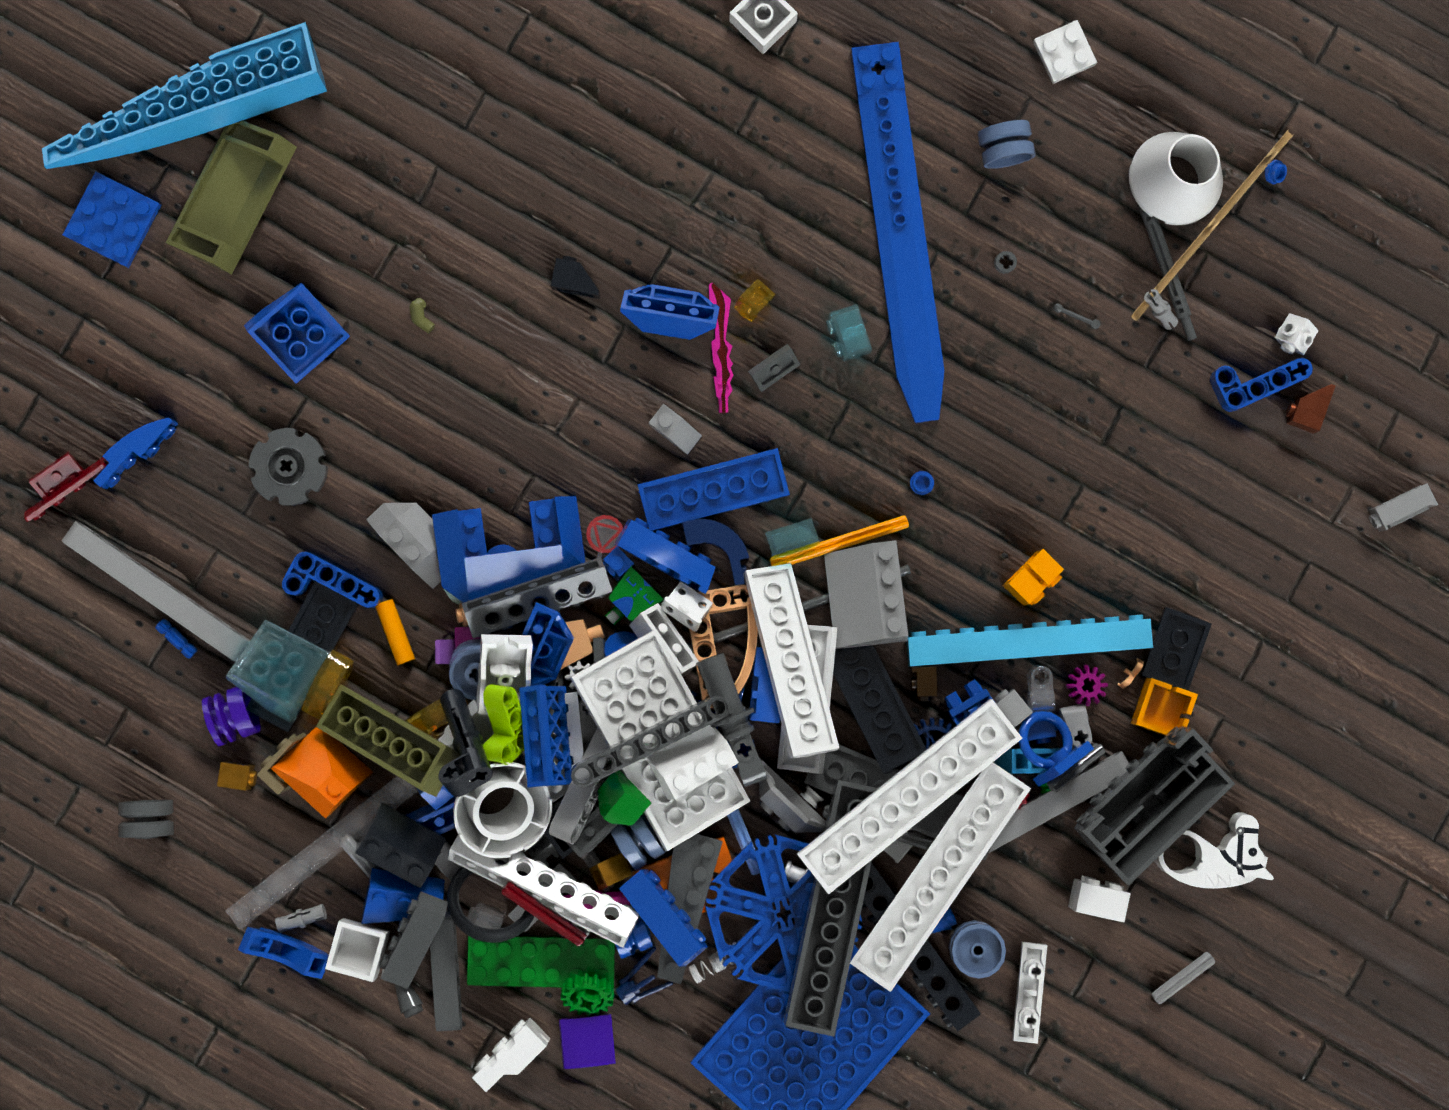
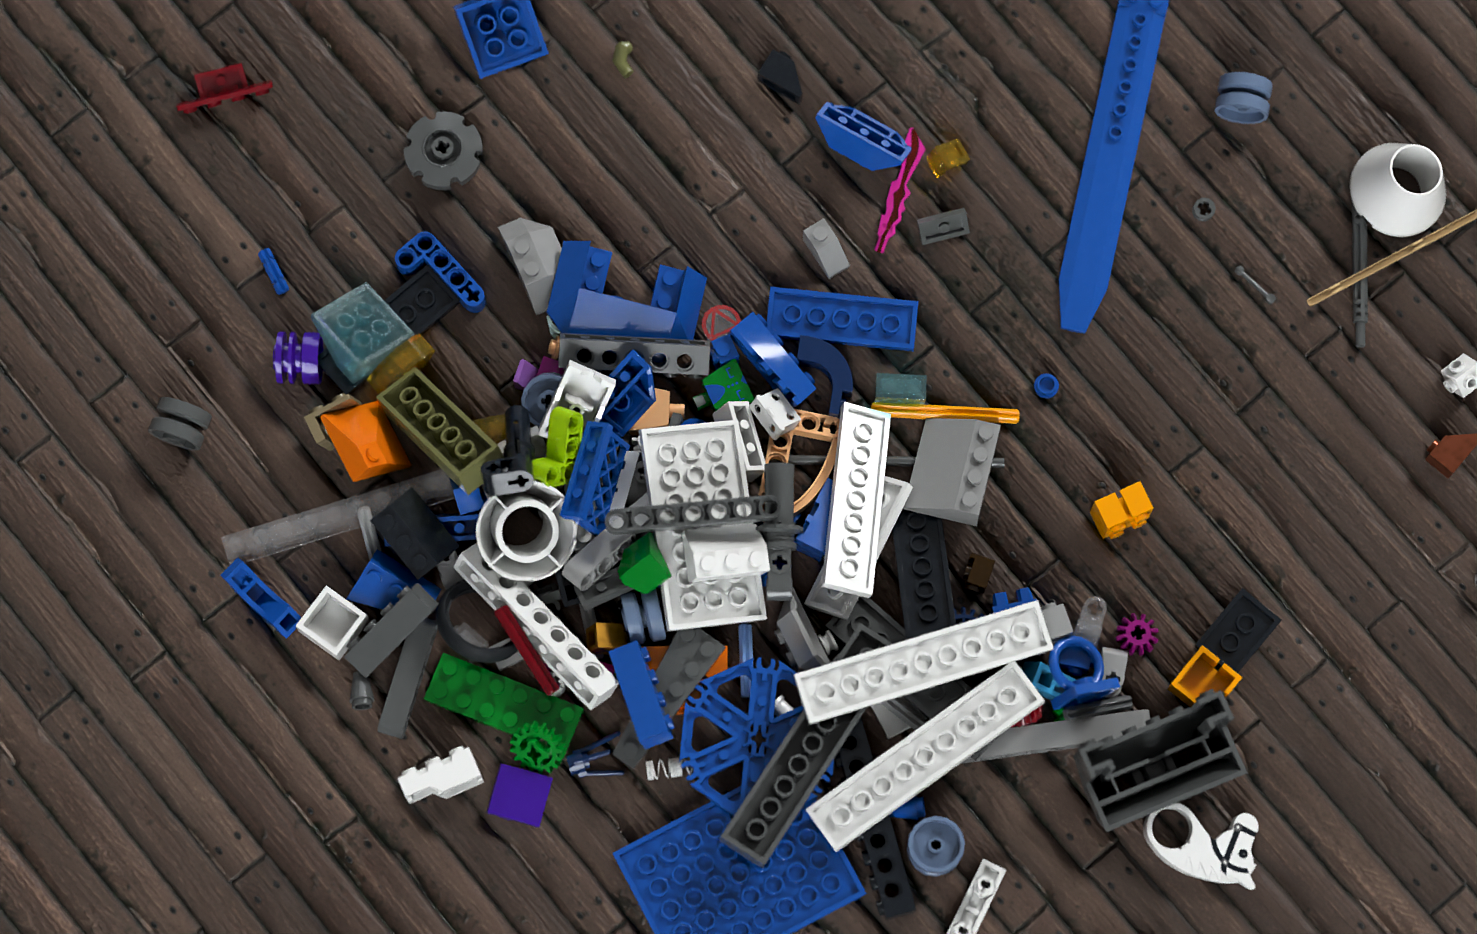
camera: 20 degrees right, 10 degrees down
(140, 442) = (312, 77): blue slope -> none
(155, 590) = (271, 218): light grey beam -> none
(236, 776) = (280, 418): pearl gold brick -> none
(301, 918) = (288, 576): light grey pin -> none
(395, 632) = (484, 341): light orange piece -> none
(639, 939) = (605, 713): blue wheel -> none
(849, 333) = (1028, 220): clear light blue brick -> none
(1029, 642) = (1097, 573): medium azure brick -> none
(1065, 52) = (1332, 36): white plate -> none
(1099, 900) = (1074, 841): white piece -> none
(1132, 675) = (1185, 643): light nougat piece -> none
(1161, 309) = (1338, 304): light grey pin -> none
(1264, 382) = (1414, 407): blue beam -> none

